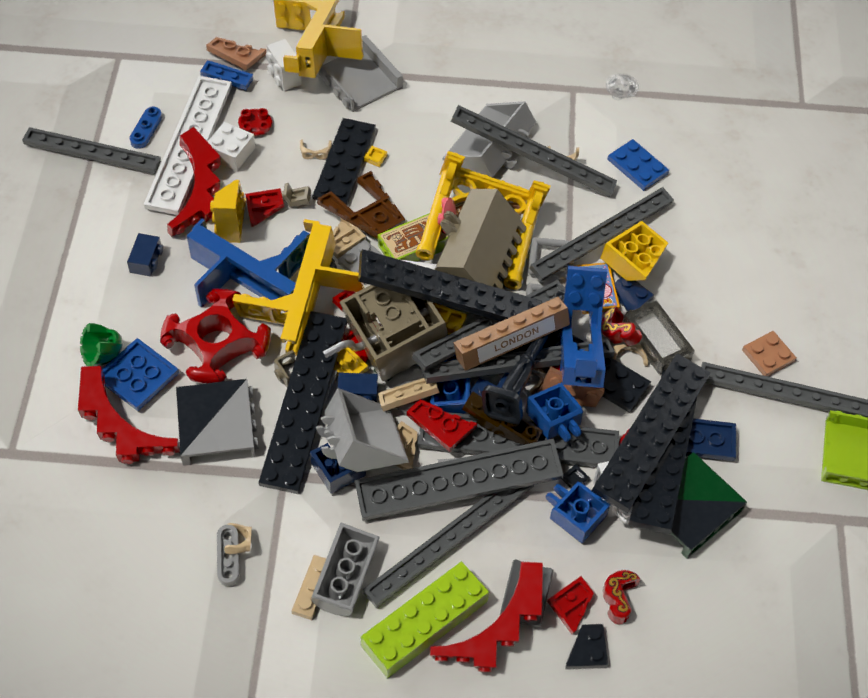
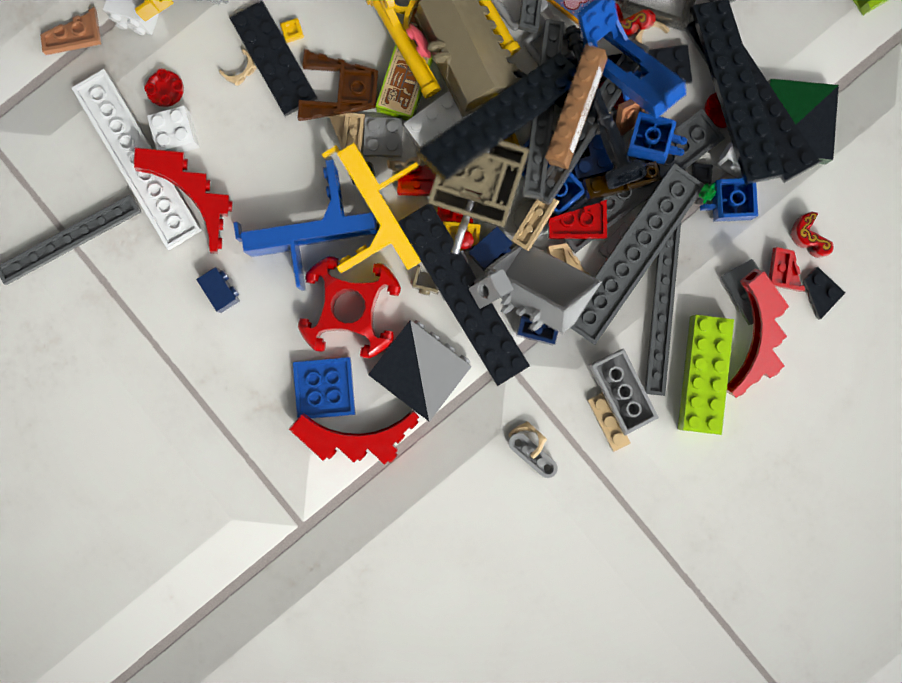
camera: 45 degrees left, 30 degrees up
(99, 344) = (275, 396): green hair -> none
(145, 127) = (87, 183): blue plate -> none
(218, 71) = (90, 64): blue plate -> none
(229, 212) = (247, 198): yellow wedge -> none
(263, 204) = (256, 160): red wing -> none
(296, 196) = (273, 127): dark tan bracket -> none
(324, 400) = (490, 287): none -> light grey brick
(344, 363) = (467, 241): none -> red tile
(560, 482) = (707, 192): none -> green plate
(712, 440) = (771, 51): dark blue plate -> none

